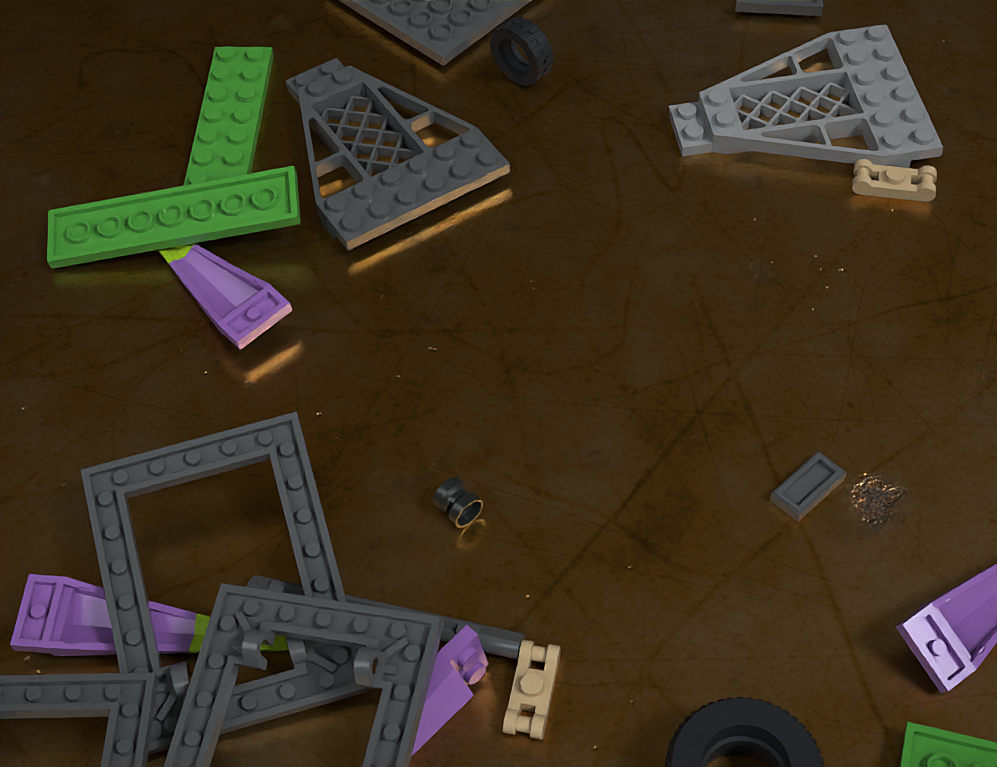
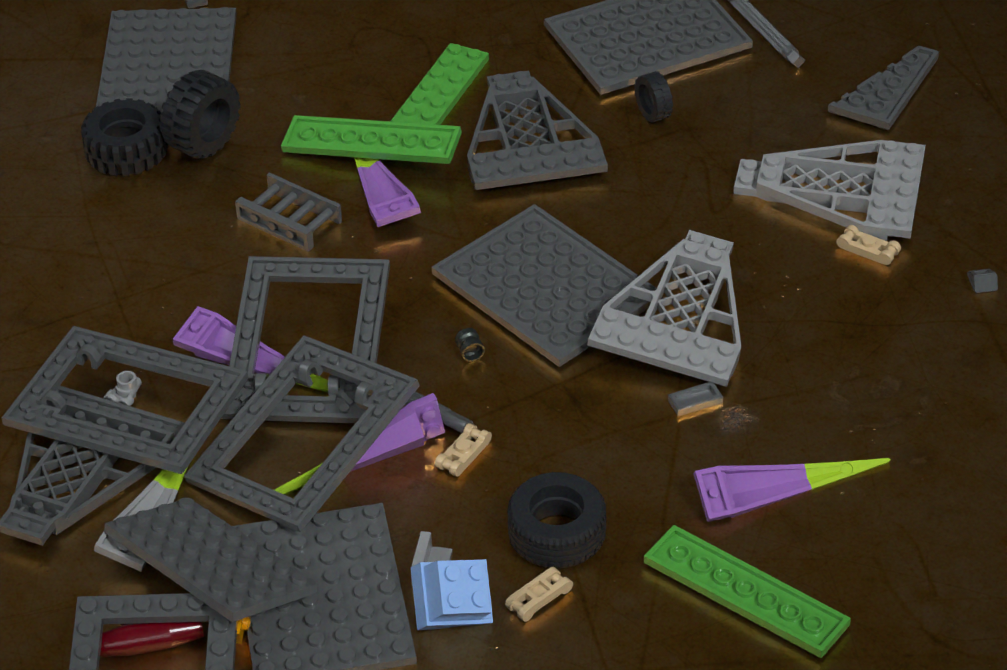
camera: 20 degrees right, 10 degrees down
(106, 389) = (283, 227): none -> dark grey fence
(516, 370) = (540, 282): none -> dark grey plate
(726, 415) = (670, 344): none -> light grey wing

